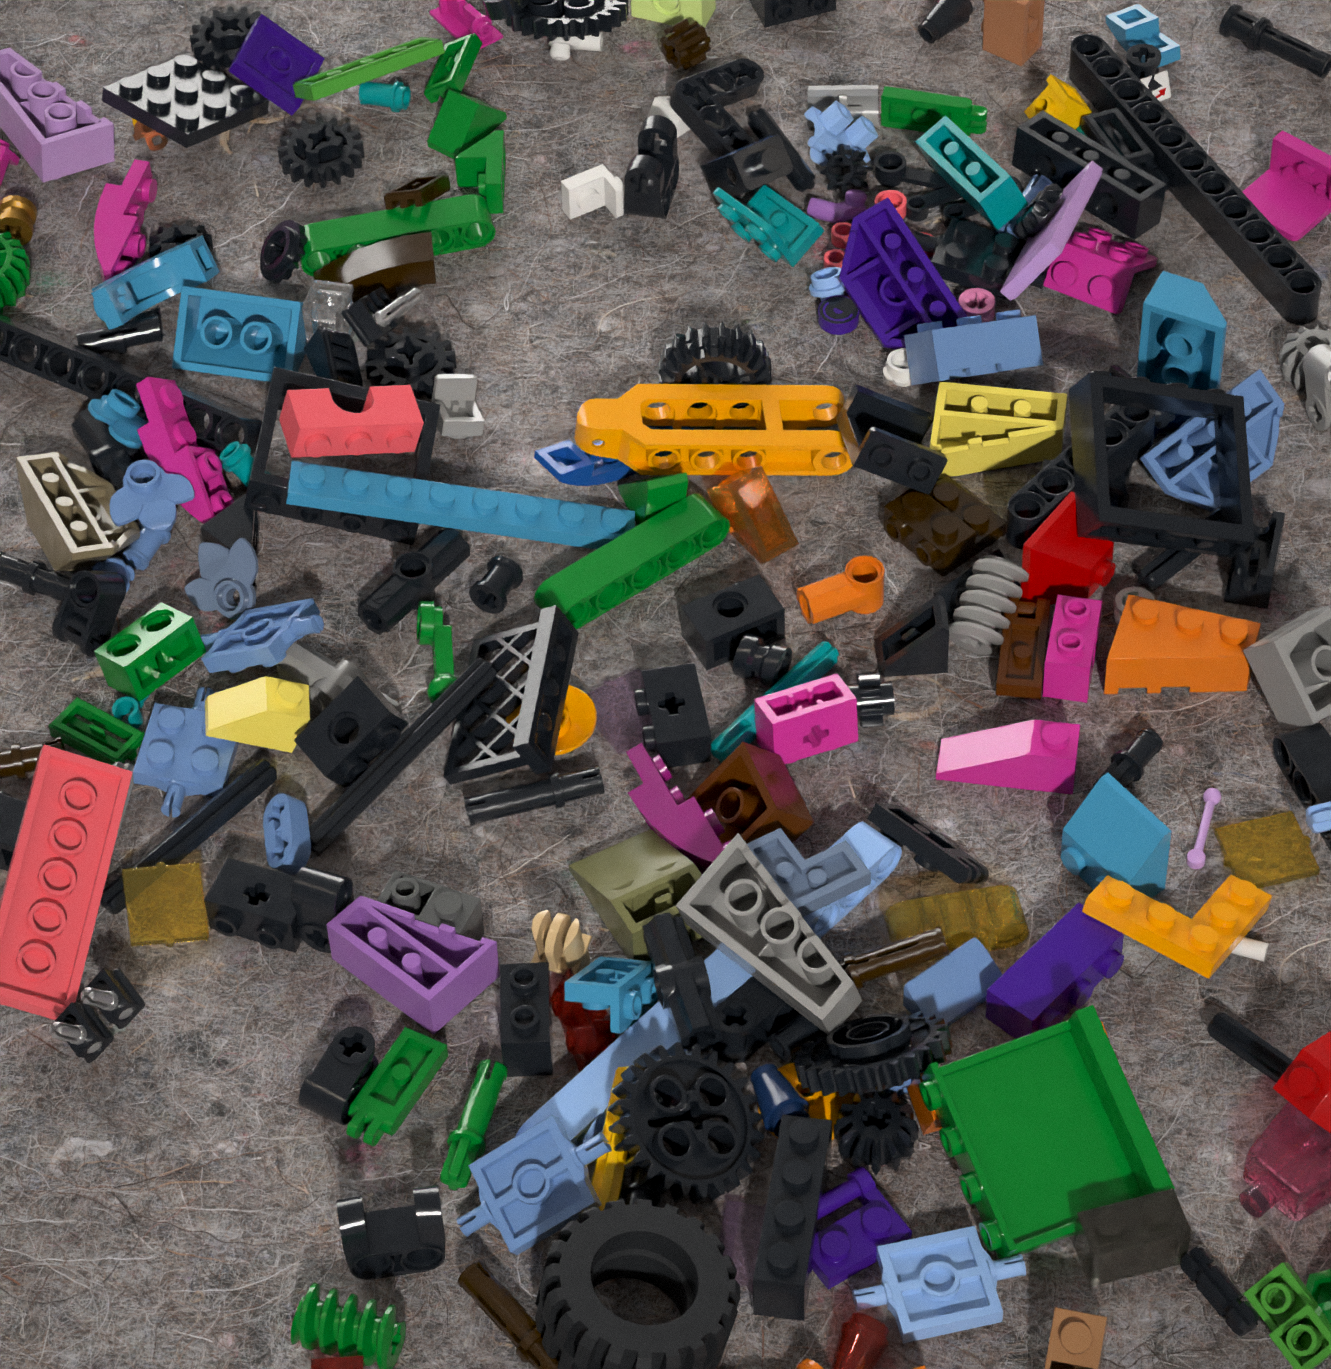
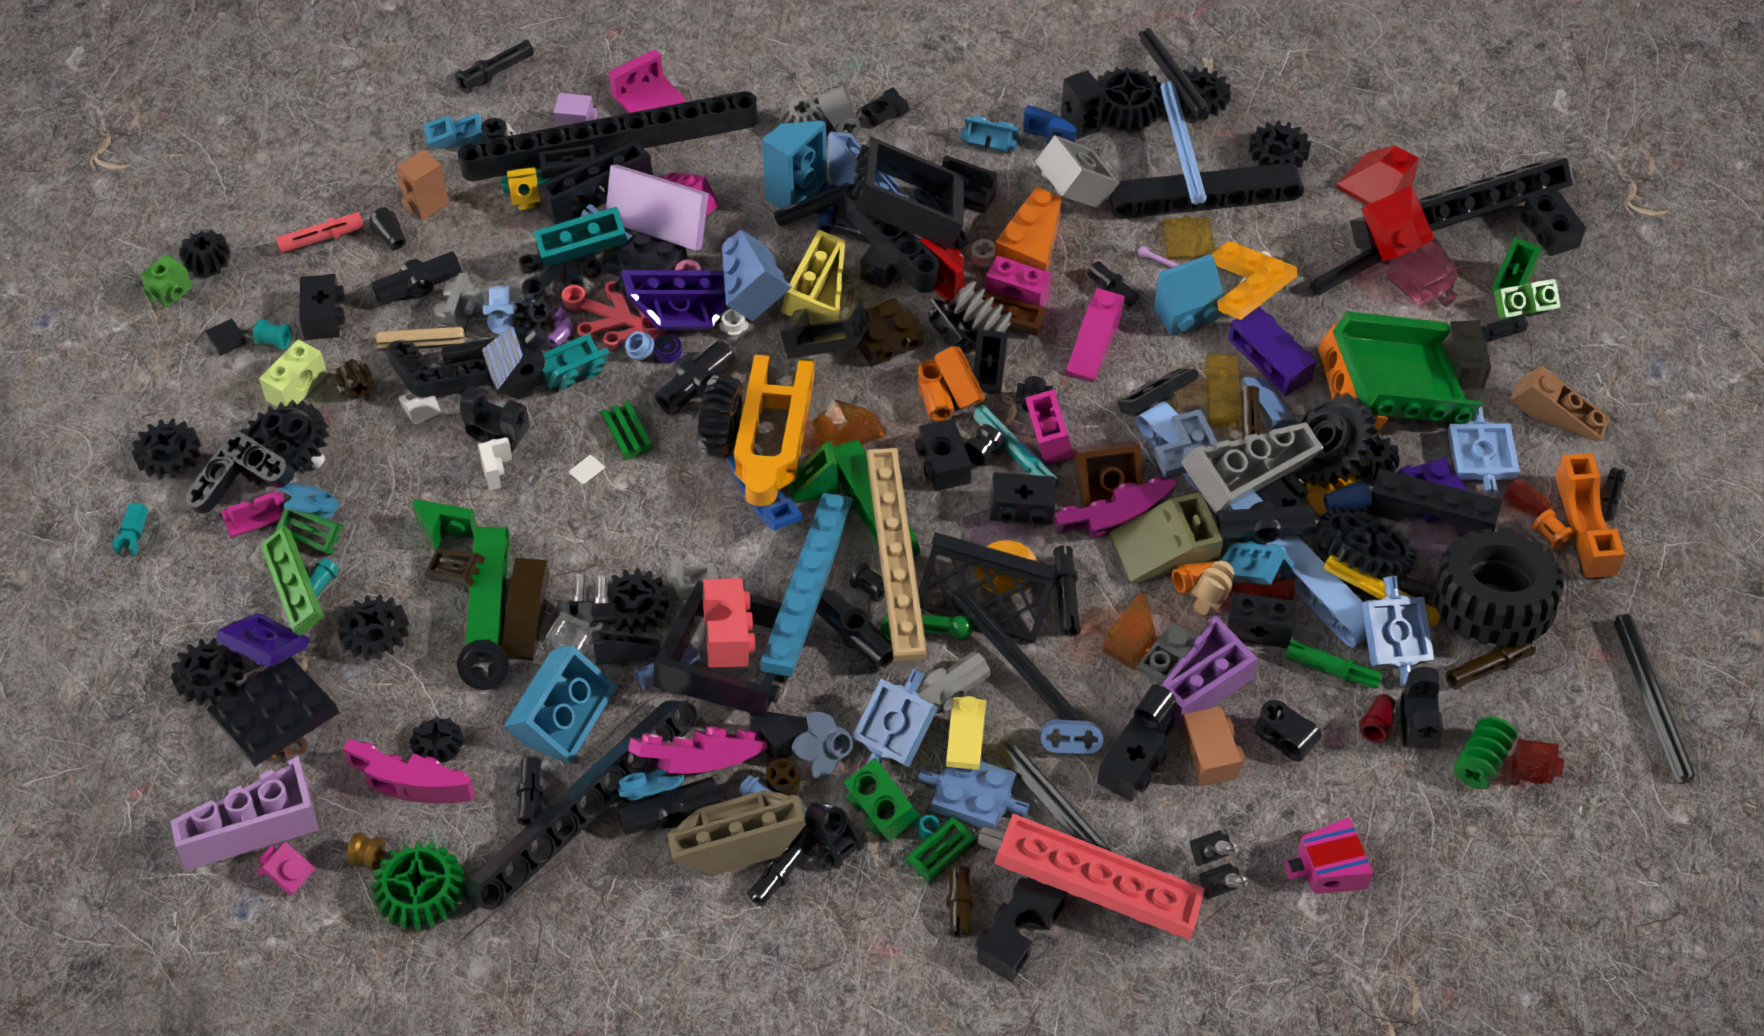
camera: 80 degrees left, 5 degrees up
(136, 1155) = (1331, 860): none -> dark pink torso
(151, 501) = (741, 775): medium blue plate -> none
(153, 281) = (483, 755): dark azure arch -> none
(165, 904) = (1116, 820): clear yellow piece -> none
(172, 557) = (783, 770): none -> dark brown wheel
(237, 458) = (711, 715): teal pin -> none
(299, 991) = (1211, 746): none -> nougat brick
(328, 735) = (987, 668): black brick -> none
(384, 1187) = (1378, 719): none -> dark red cone
(395, 1086) = (1282, 688): green hinge -> none
(462, 123) = (377, 533): green slope -> none
(480, 871) = (1131, 634): none -> clear orange slope
(491, 54) = (310, 500): none -> dark azure plate
(529, 585) = (896, 555): none -> tan tile
(594, 923) = (1188, 575): none -> orange cone
(619, 287) = (586, 469): none -> white sticker
(684, 303) = (618, 413): none -> green tile
(779, 91) = (422, 337): none -> tan axle
(797, 348) = (693, 377): none -> black piece
(867, 58) = (416, 278): none -> black piece
(869, 609) = (959, 377): none -> orange slope
(922, 110) = (489, 254): green hinge -> none
(1038, 212) = (643, 210): black gear -> none
(1217, 130) = (573, 109): none -> lavender brick

